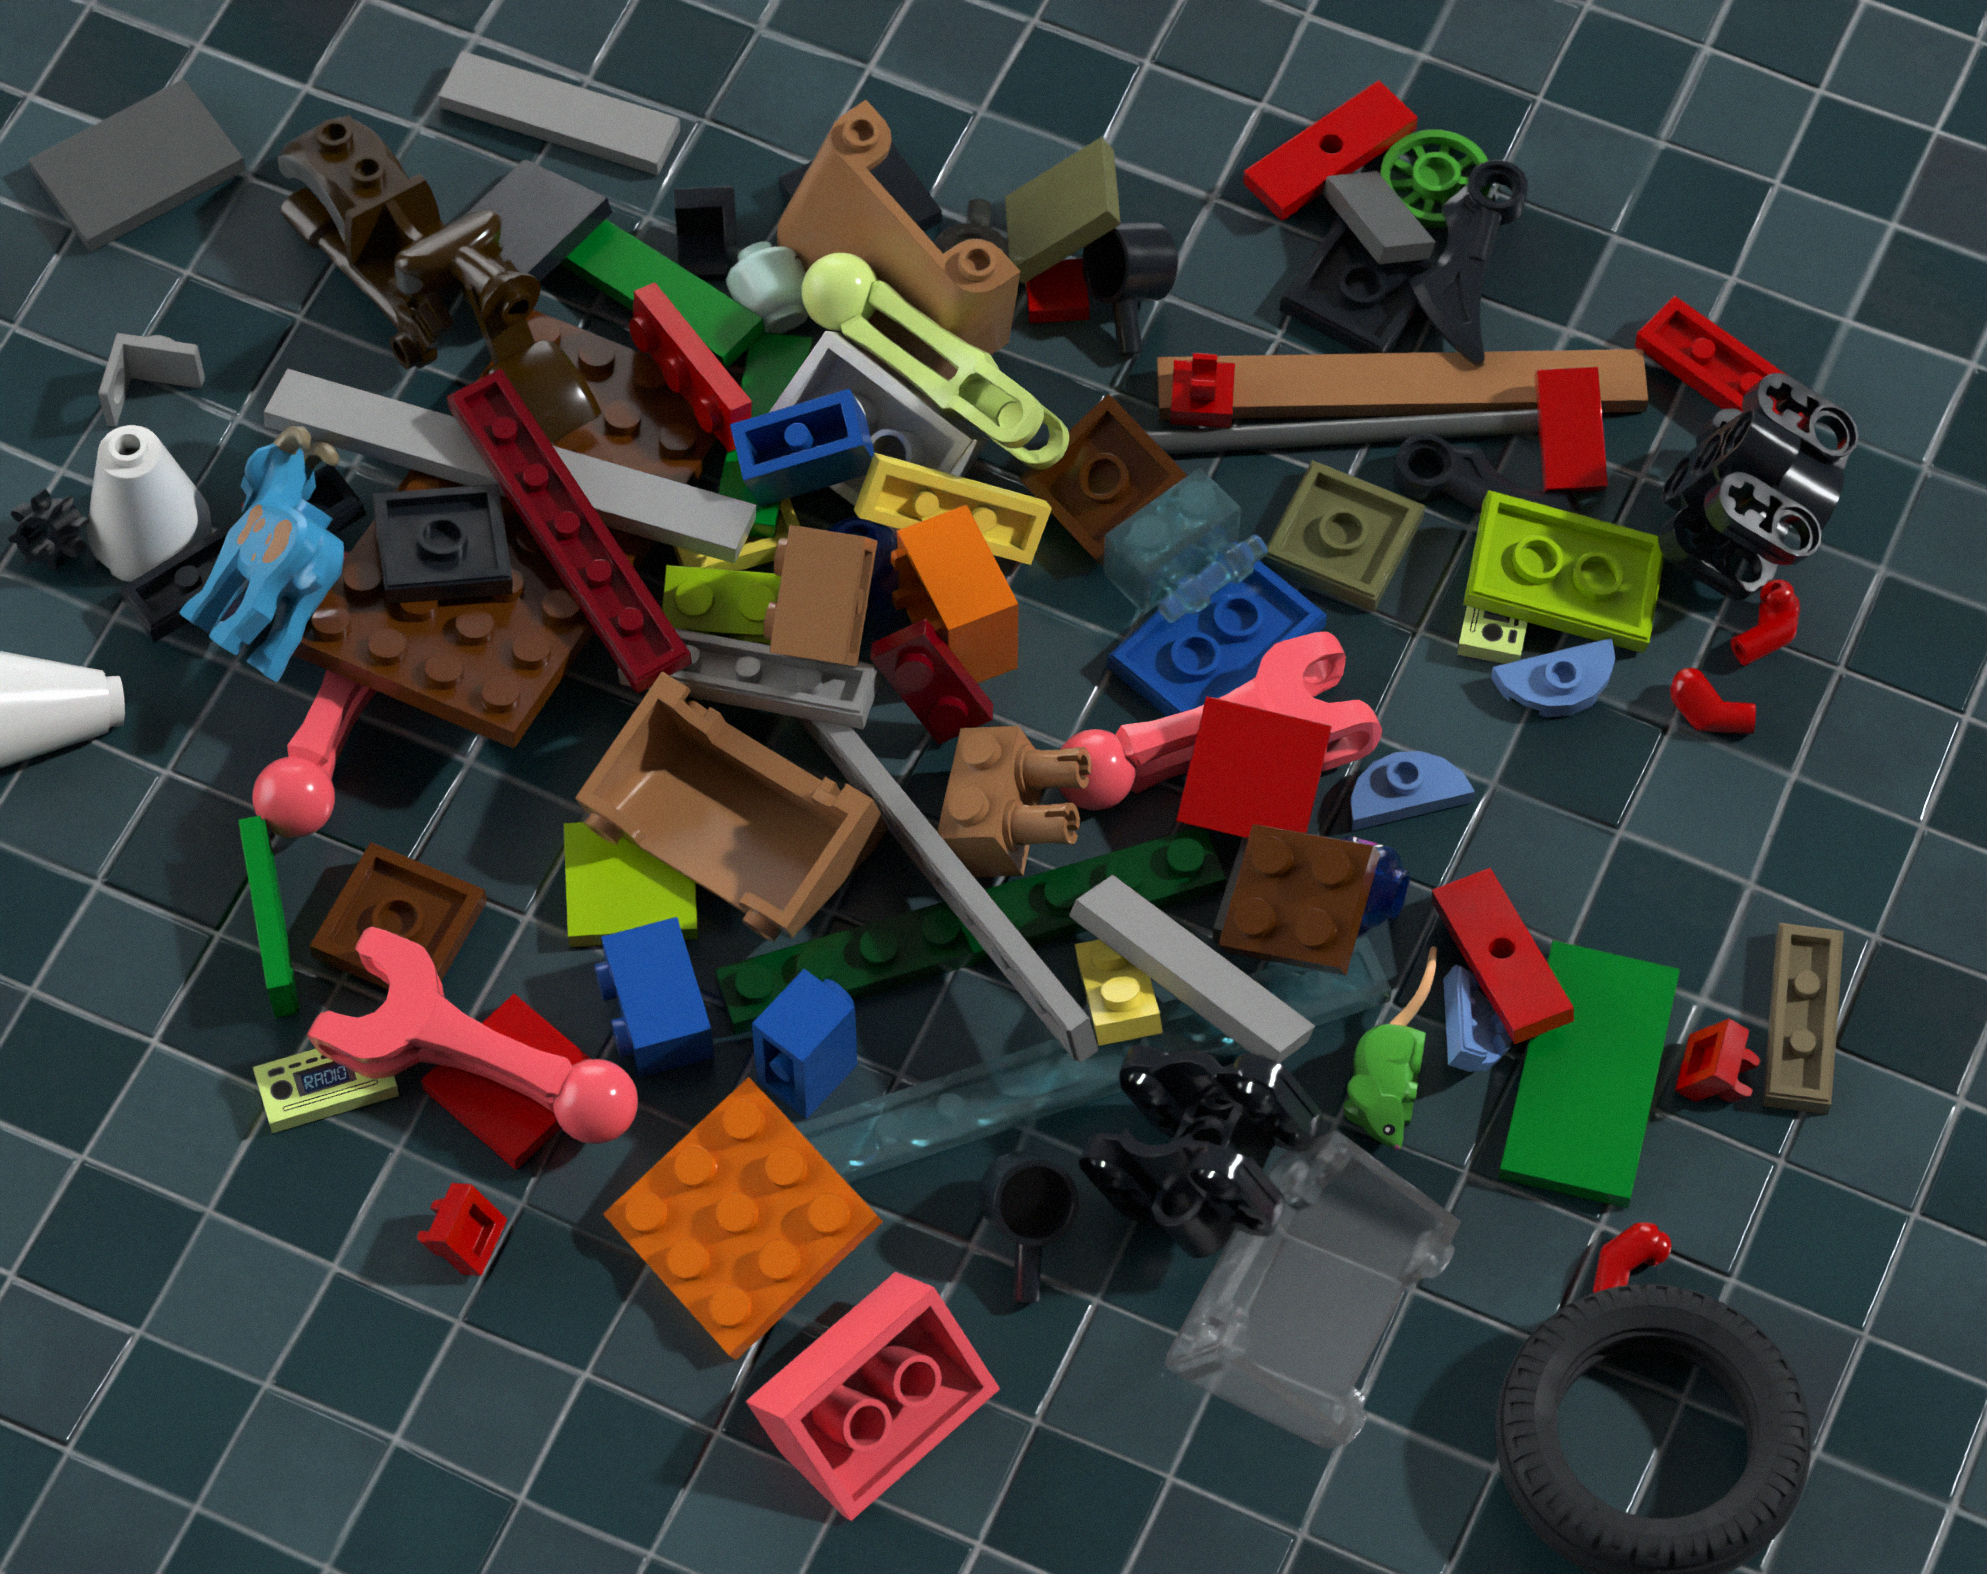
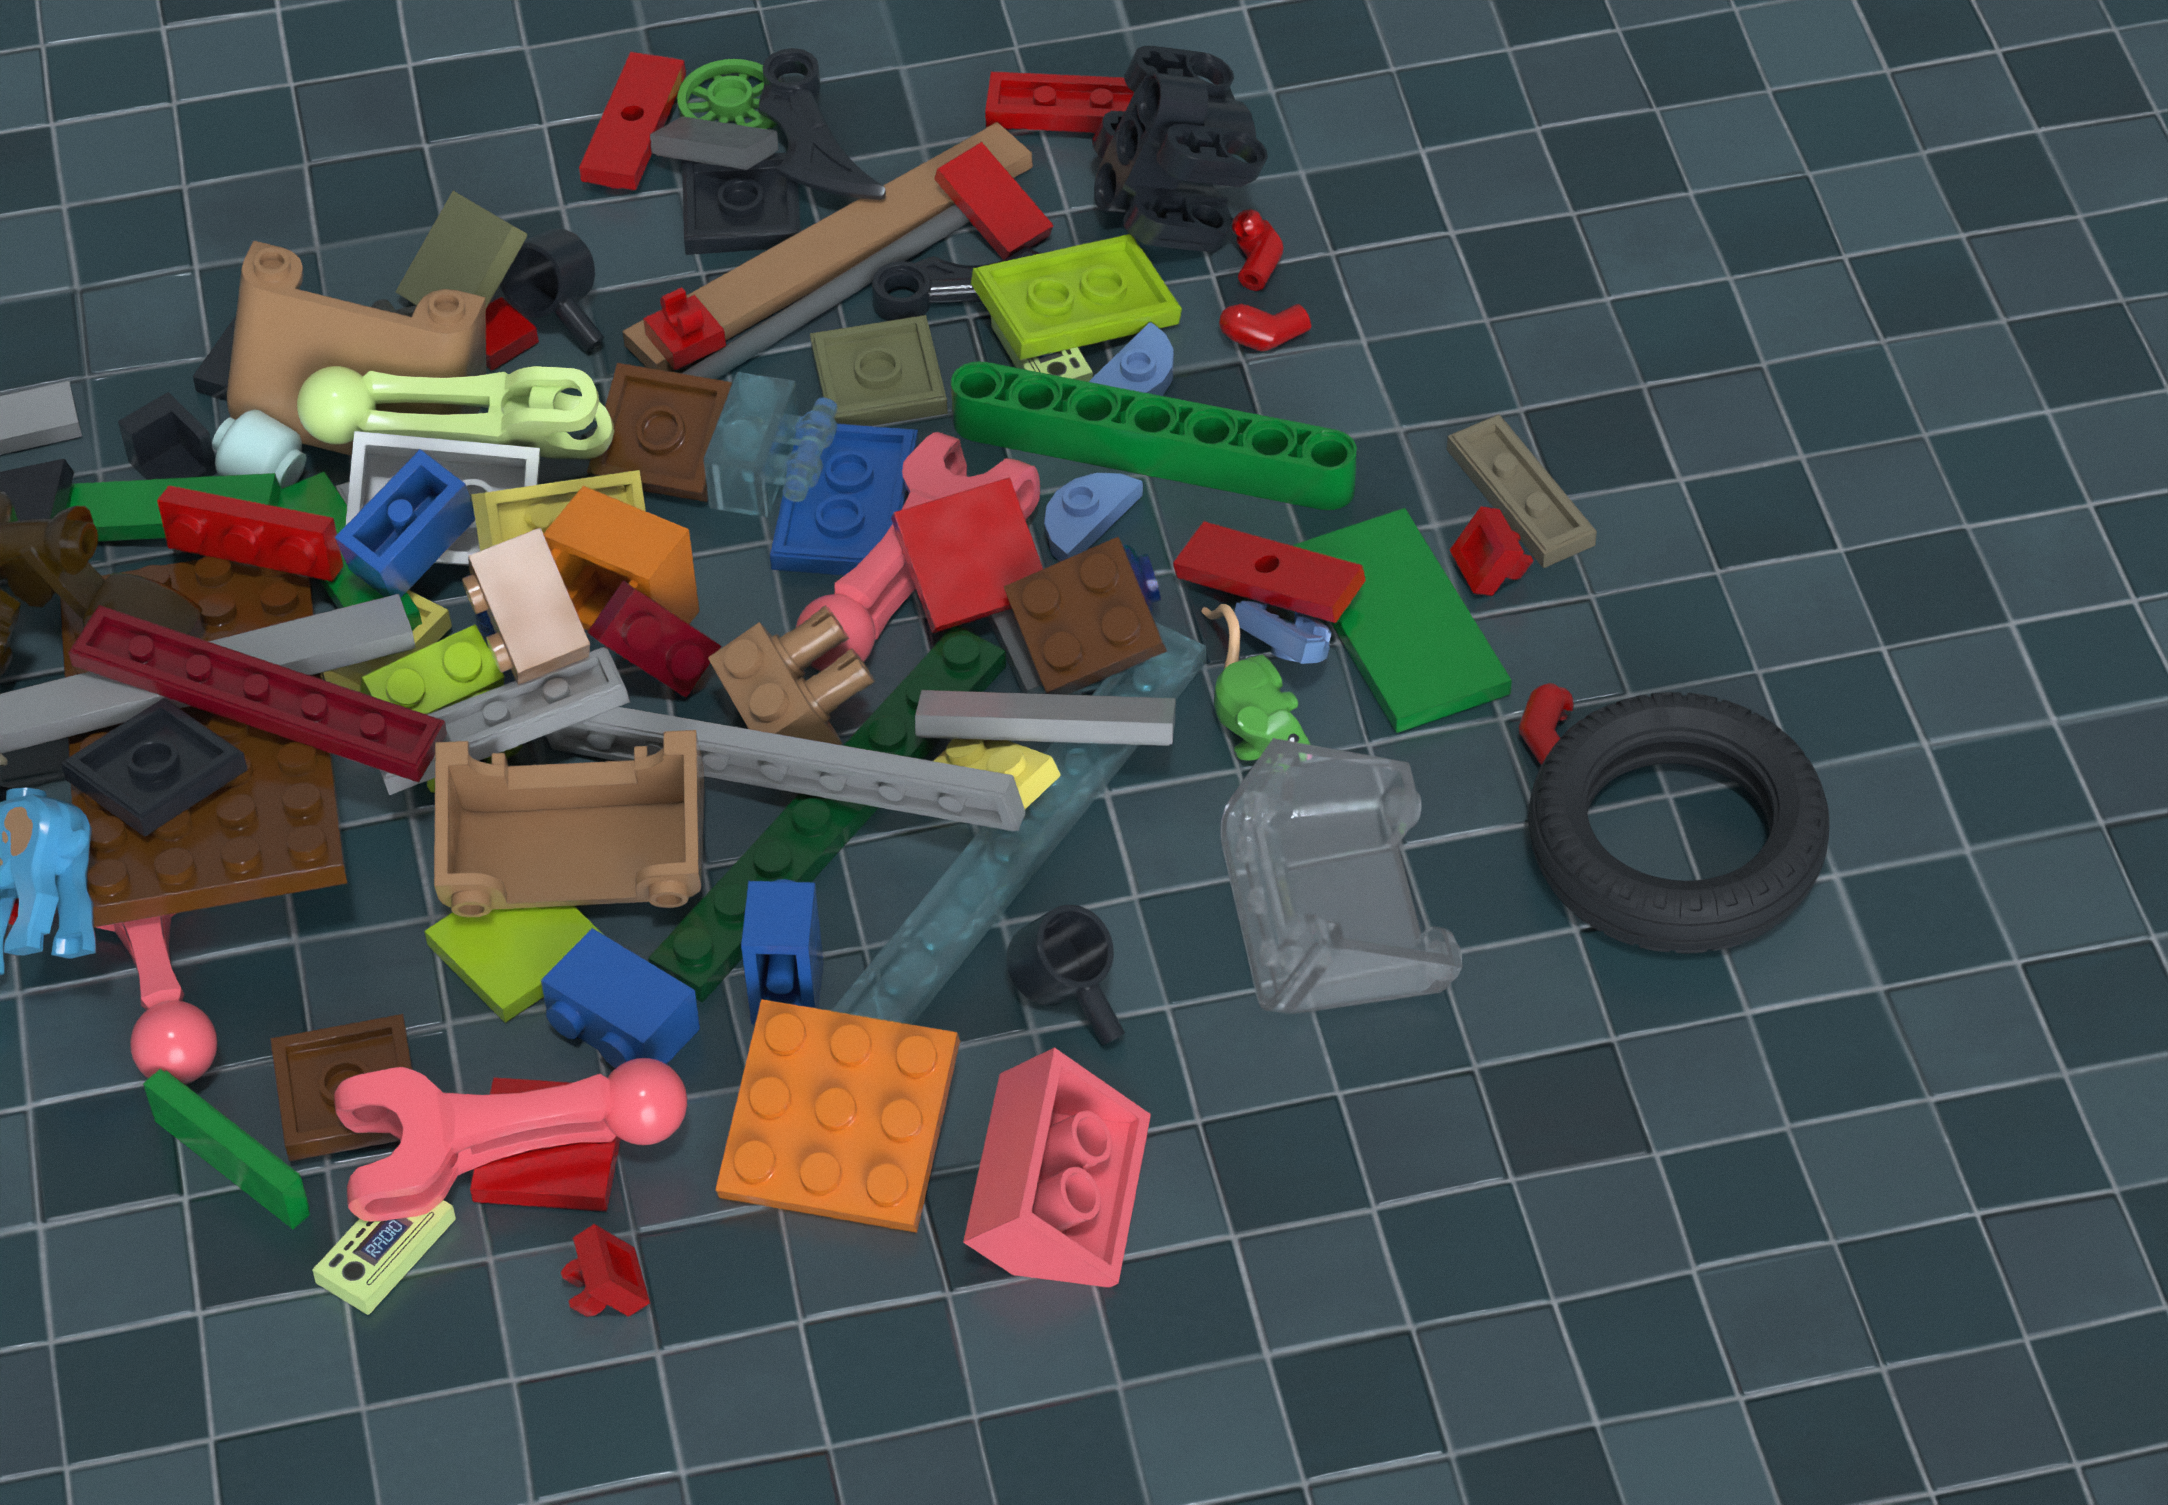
camera: 35 degrees left, 10 degrees down
(1222, 1138) = (1169, 823): black piece -> none
(1522, 780) = (1154, 435): none -> green beam

